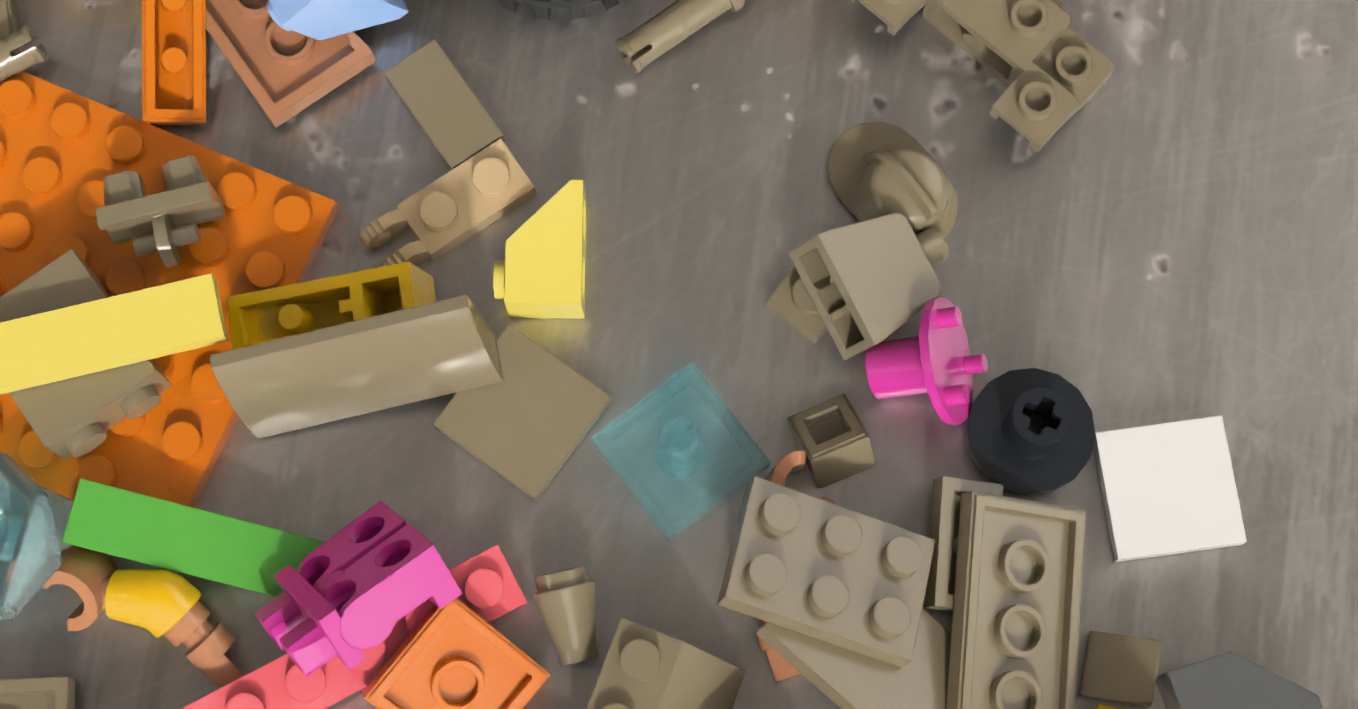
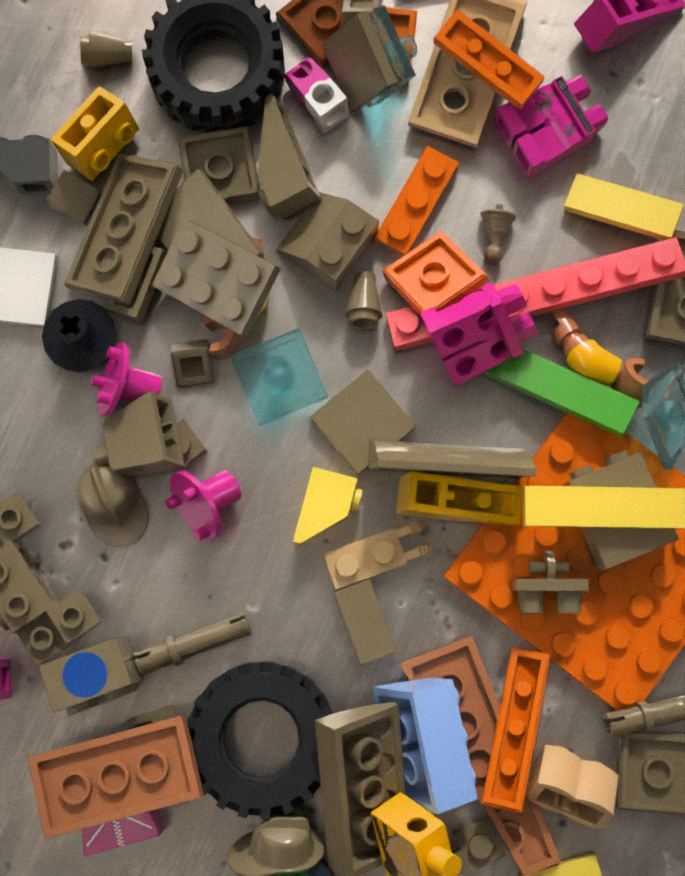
camera: 170 degrees left, 5 degrees up
(741, 212) = (202, 501): none -> dark pink piece

